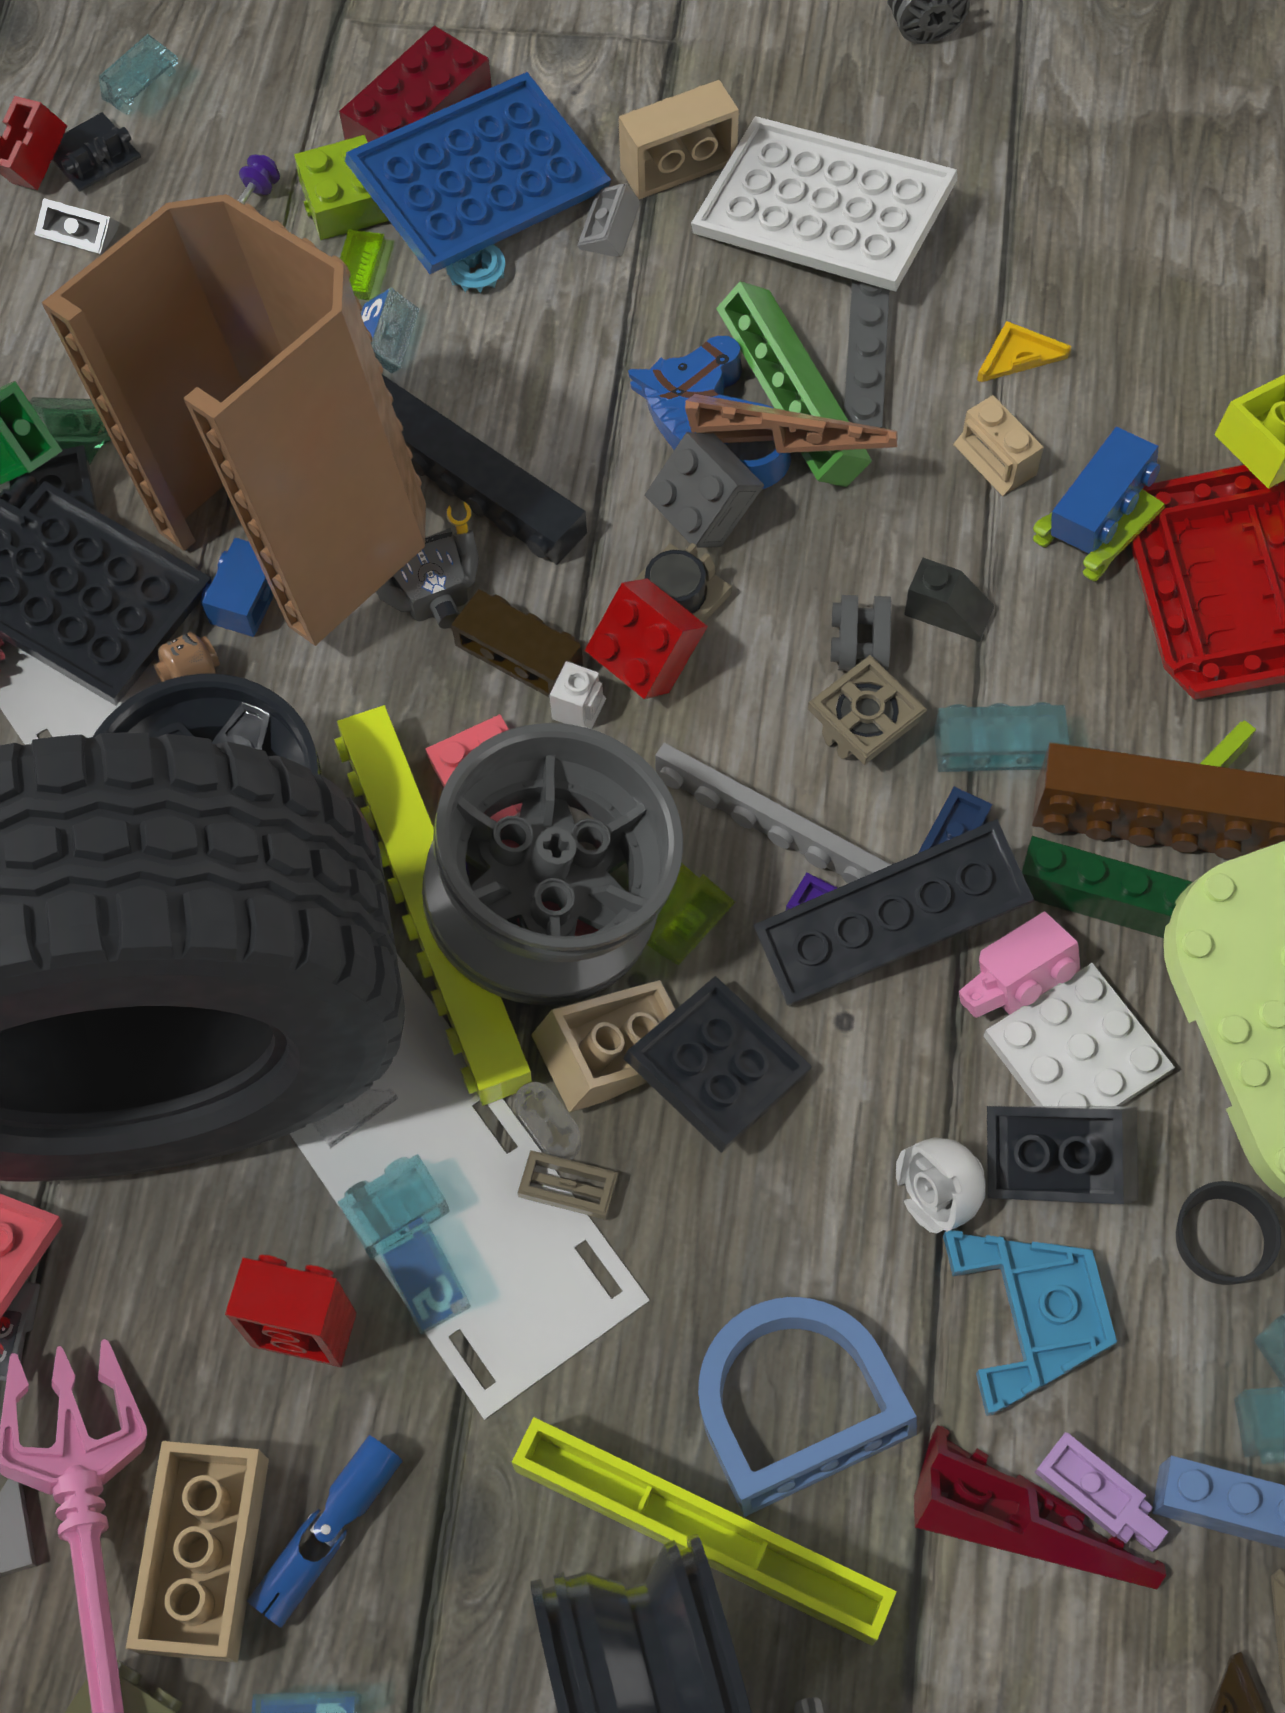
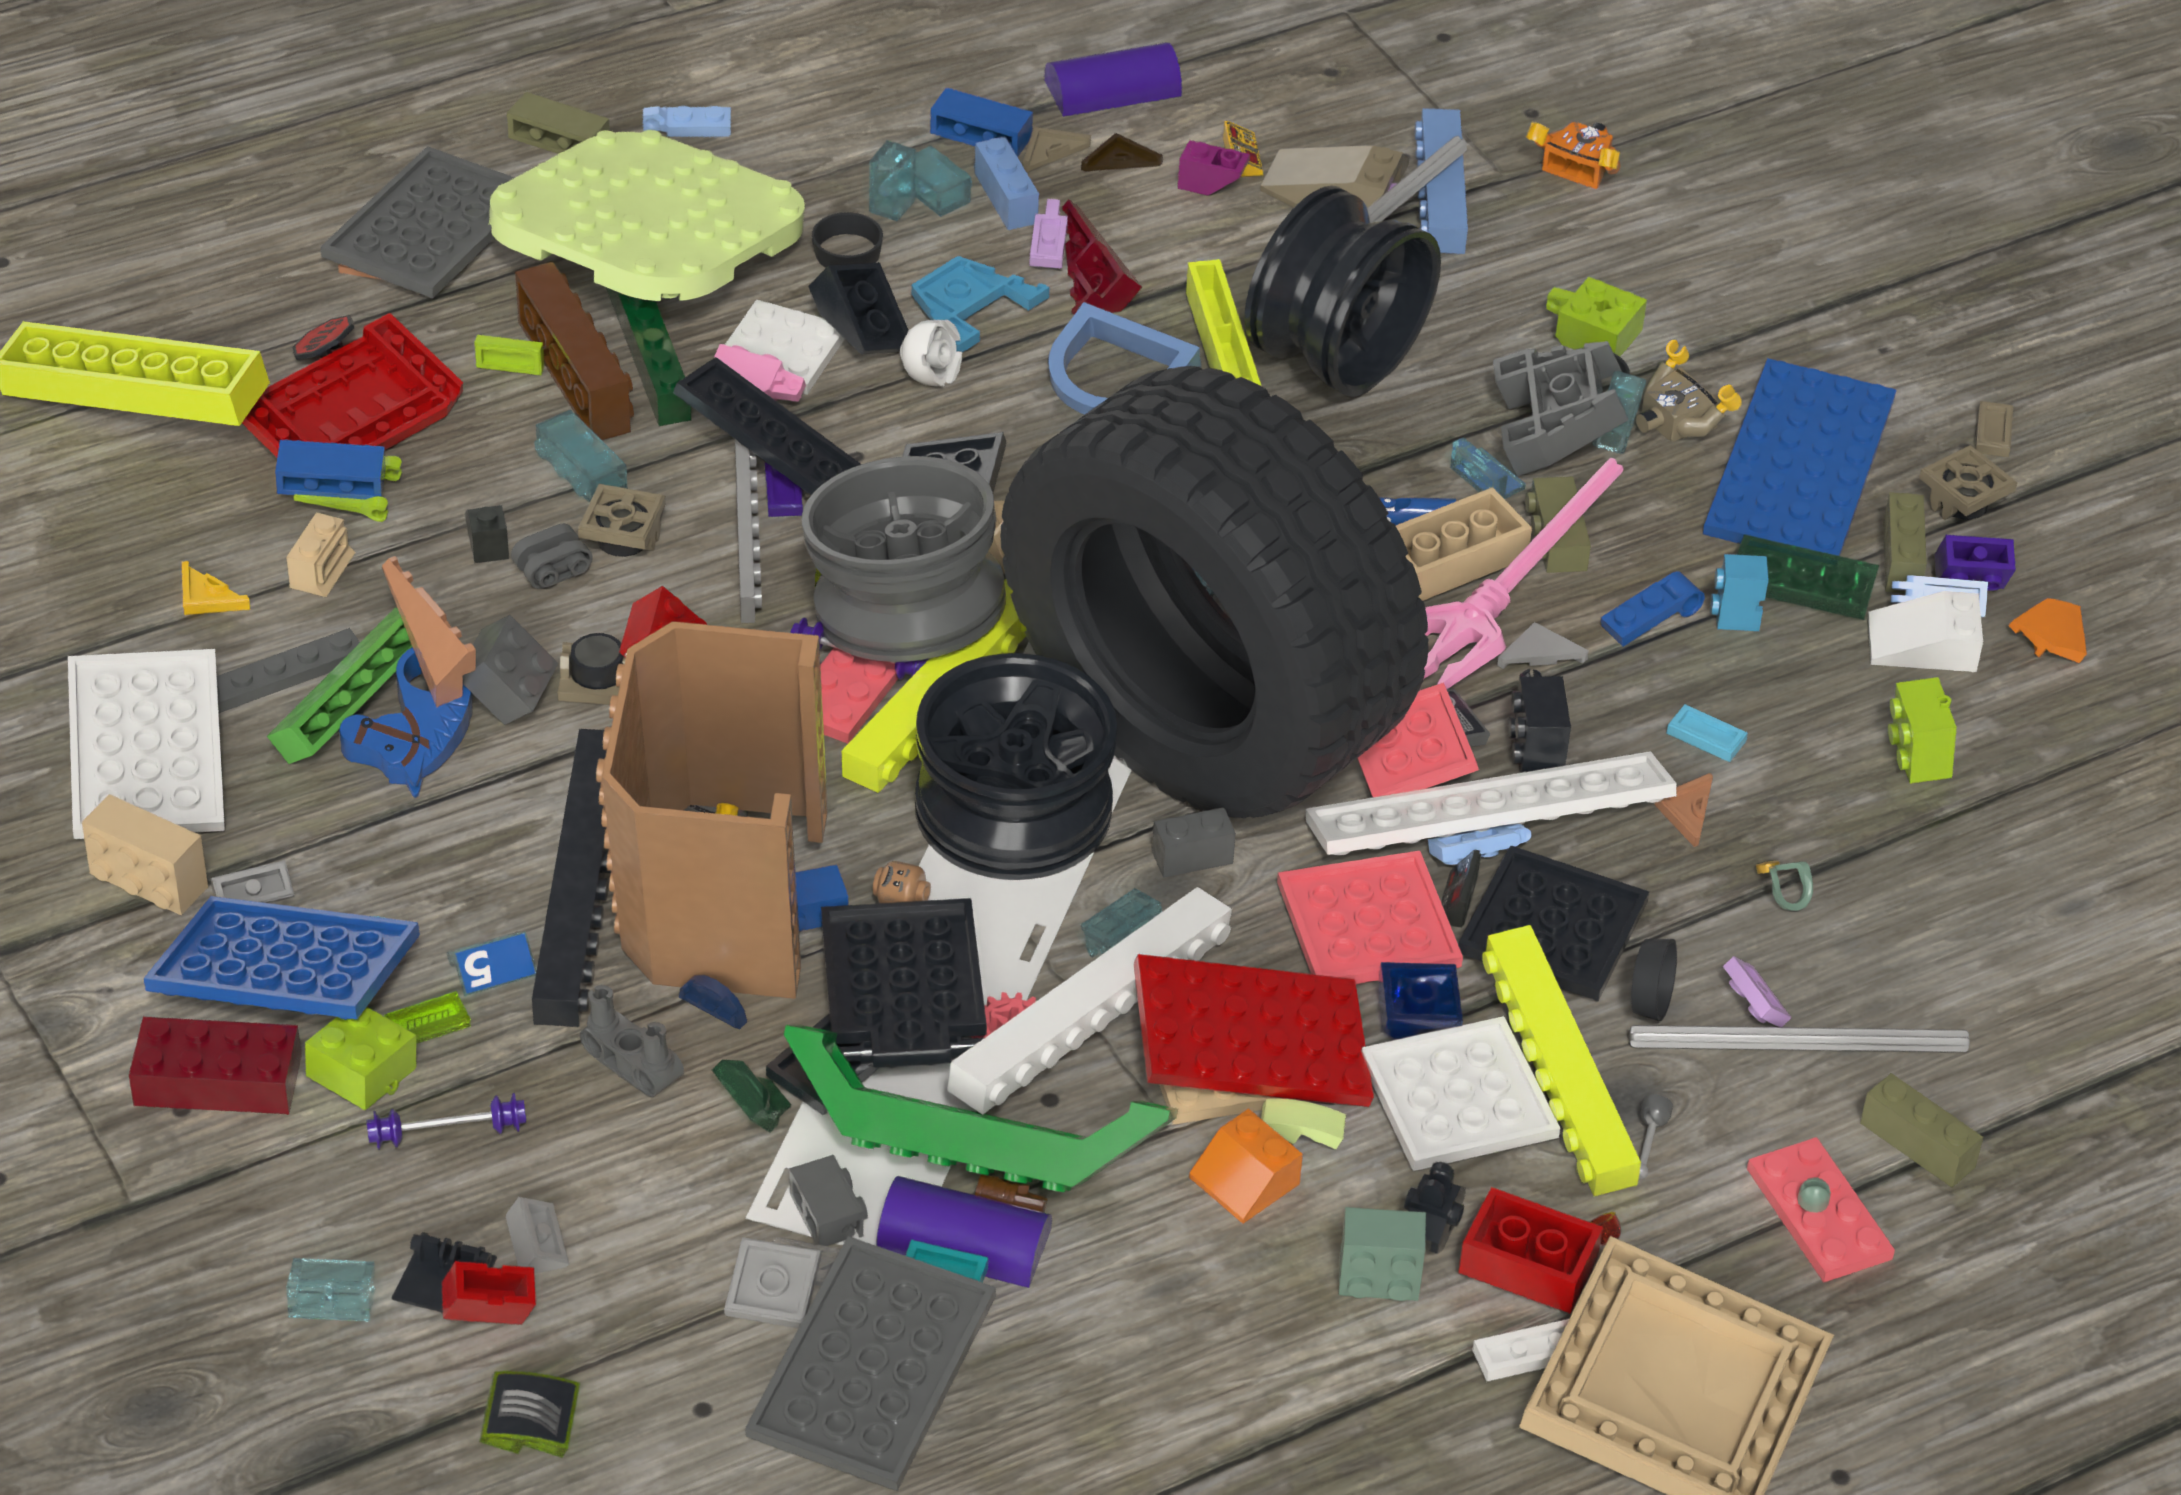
camera: 130 degrees left, 20 degrees down
(958, 815) = (675, 453): dark blue plate -> none

